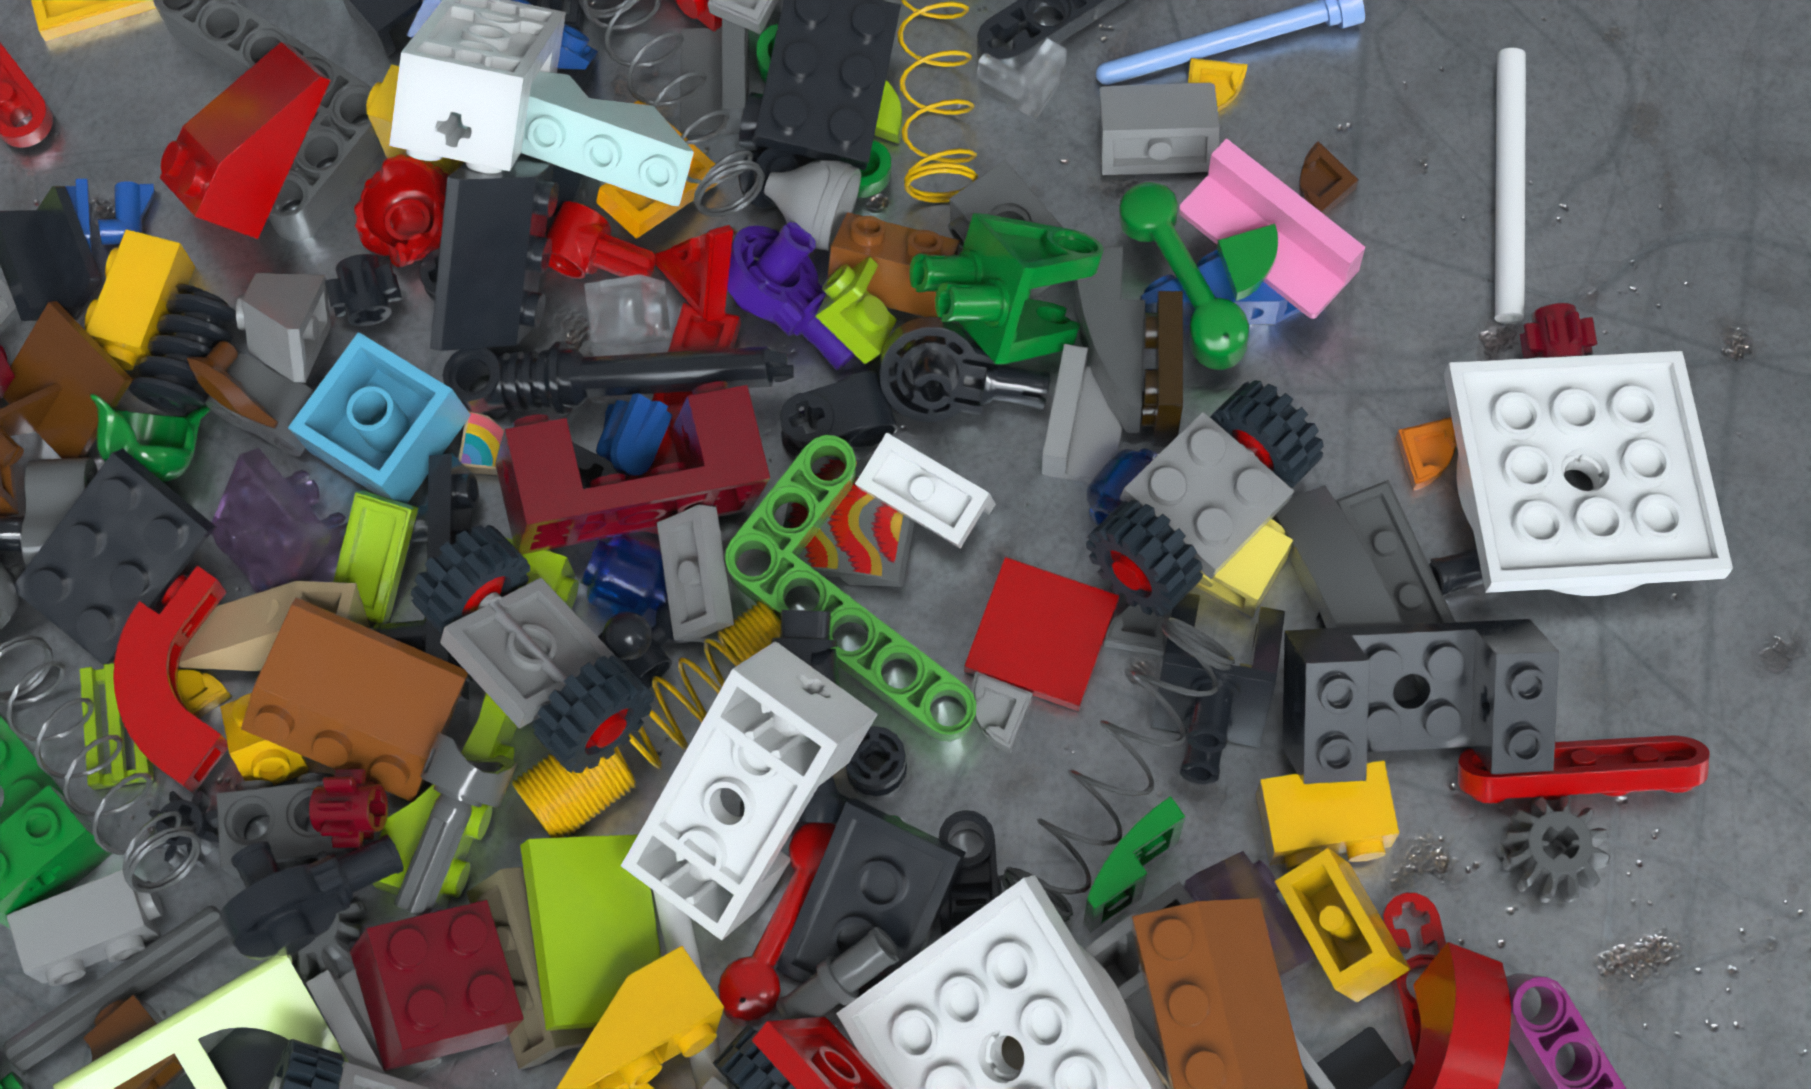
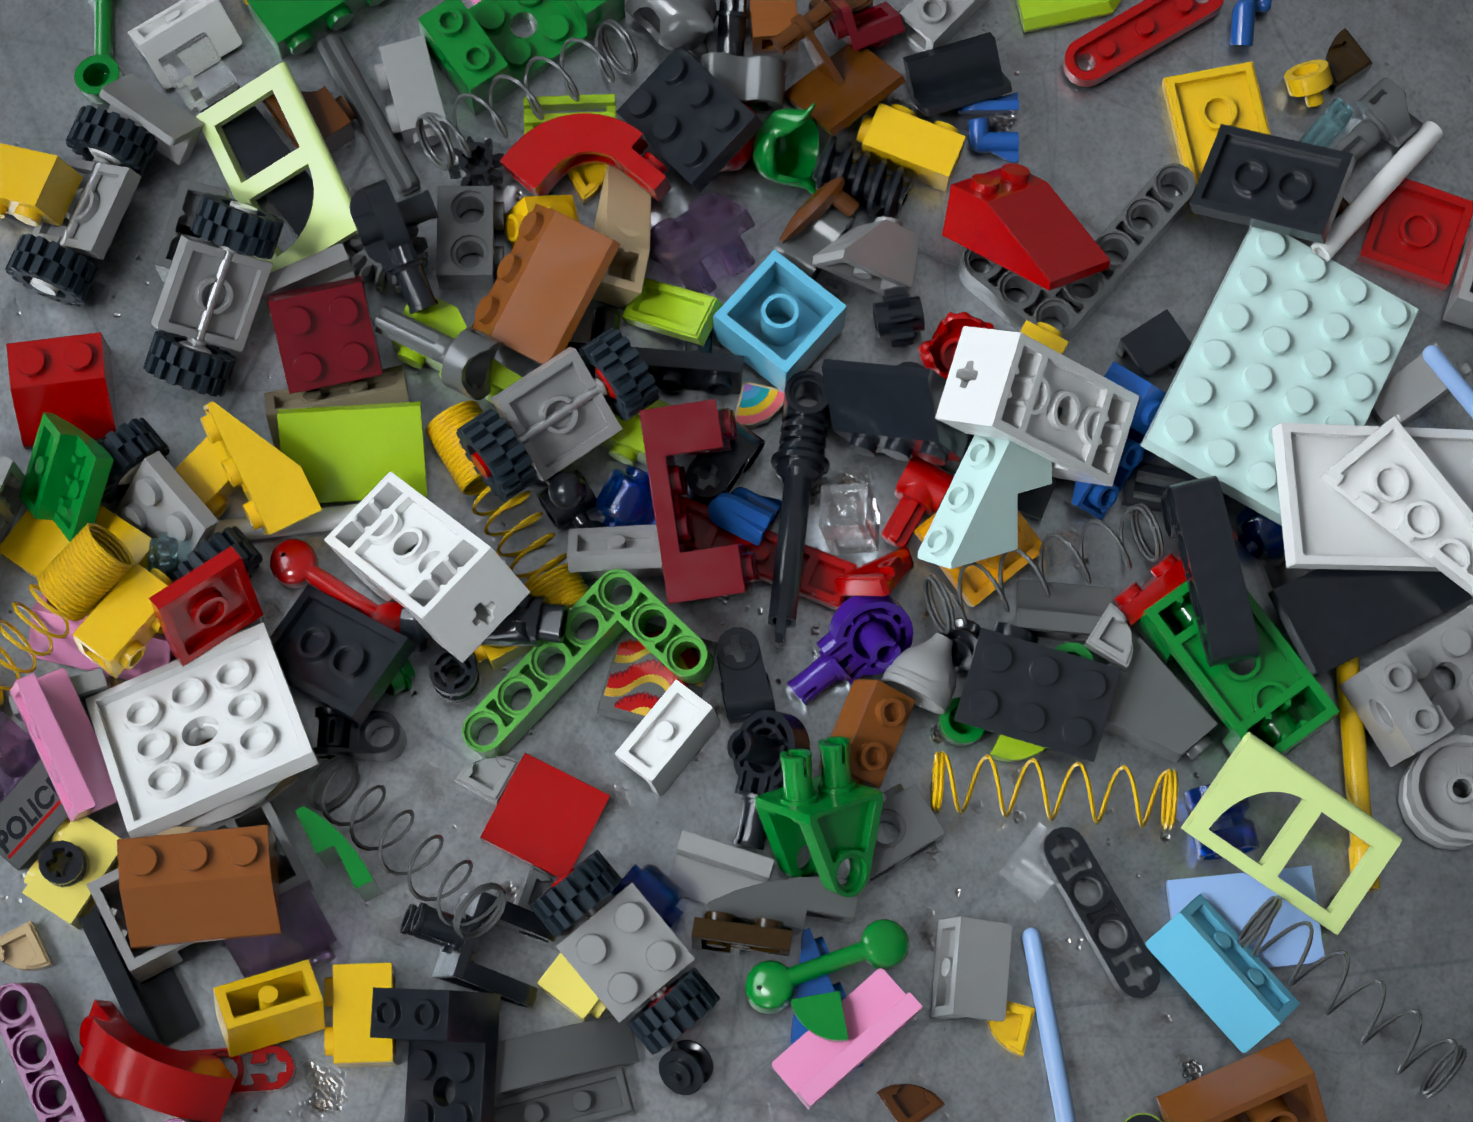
camera: 90 degrees right, 5 degrees up
(348, 808) = (460, 277): dark red gear -> none
(840, 977) = (284, 624): dark grey pin -> none
(855, 314) = (825, 698): lime bracket -> none
(1335, 420) = (686, 1067): none -> black wheel

